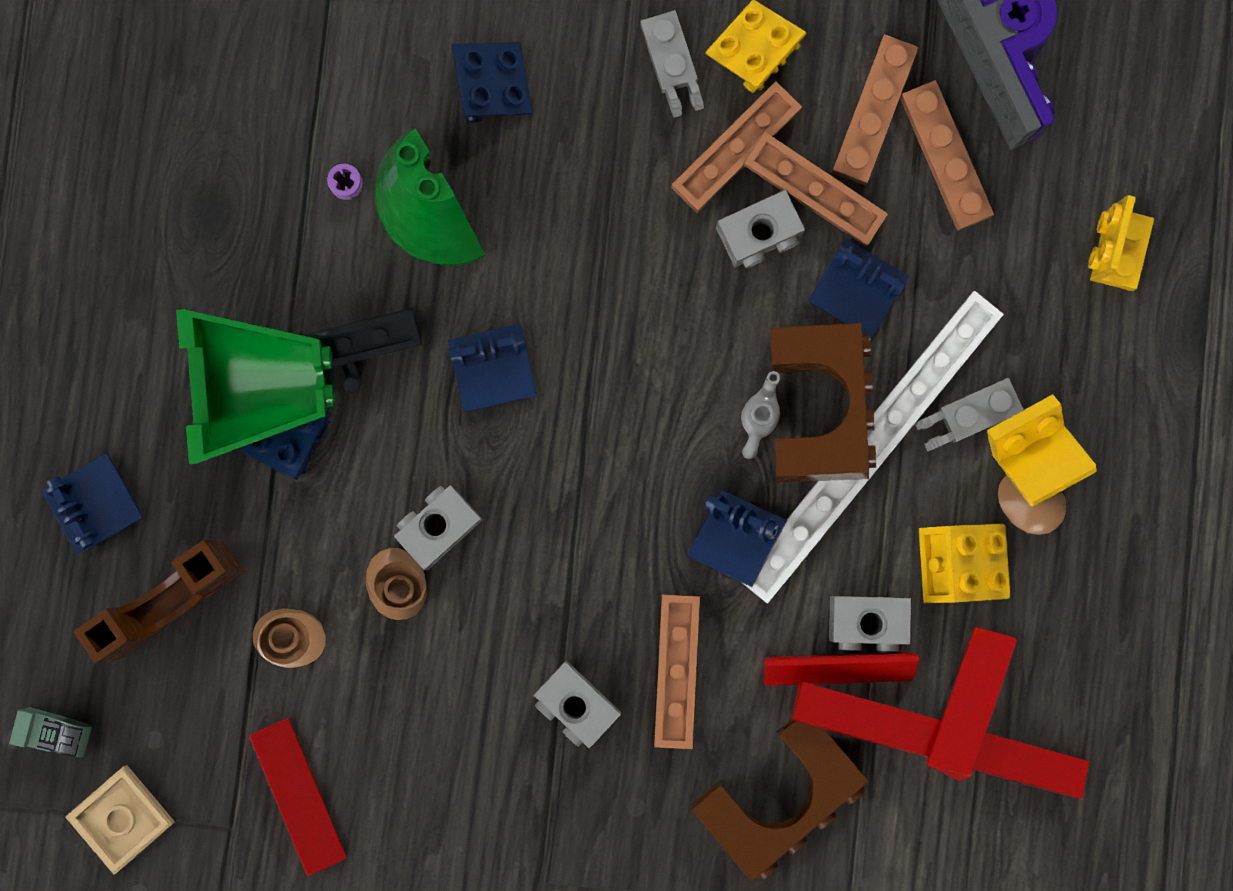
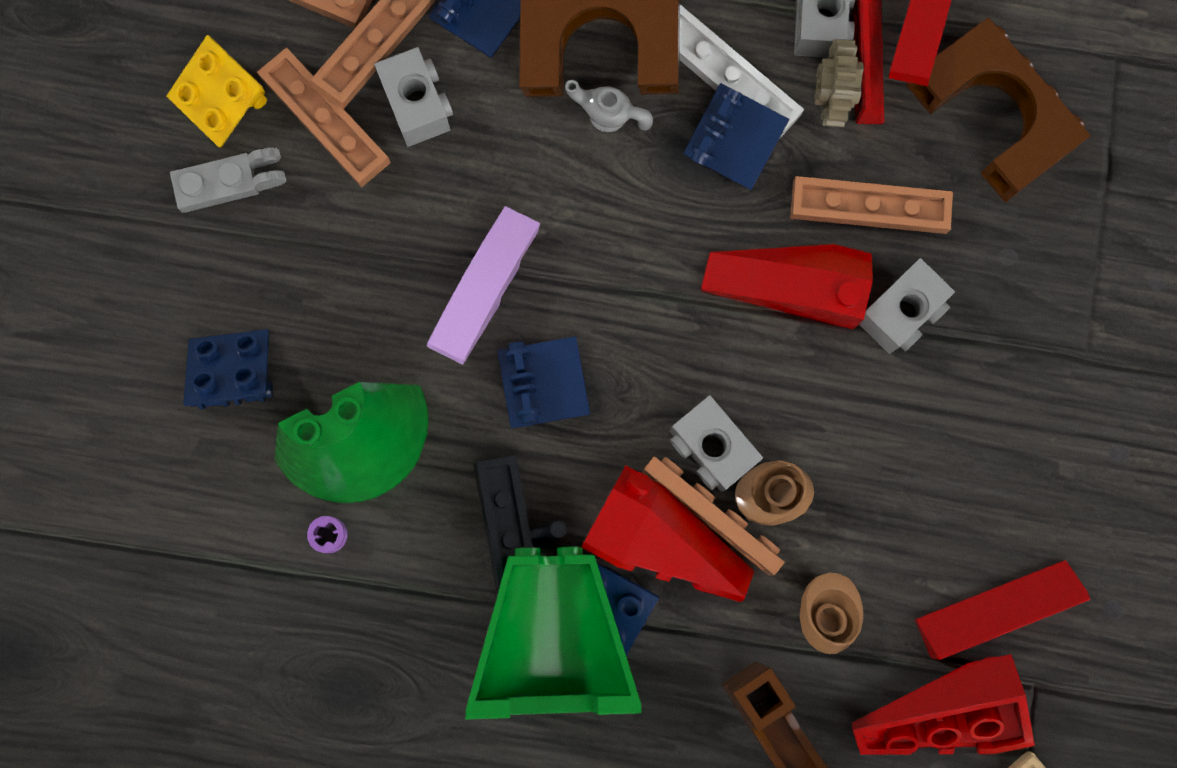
camera: 90 degrees left, 5 degrees down
(210, 765) = (968, 707): none -> red wedge
(350, 478) = (656, 532): none -> red wedge
(364, 540) = (726, 525): none -> nougat plate
(579, 307) = (483, 285): none -> lavender slope
(601, 609) = (806, 281): none -> red wedge
(790, 633) = (838, 83): none -> dark tan gear

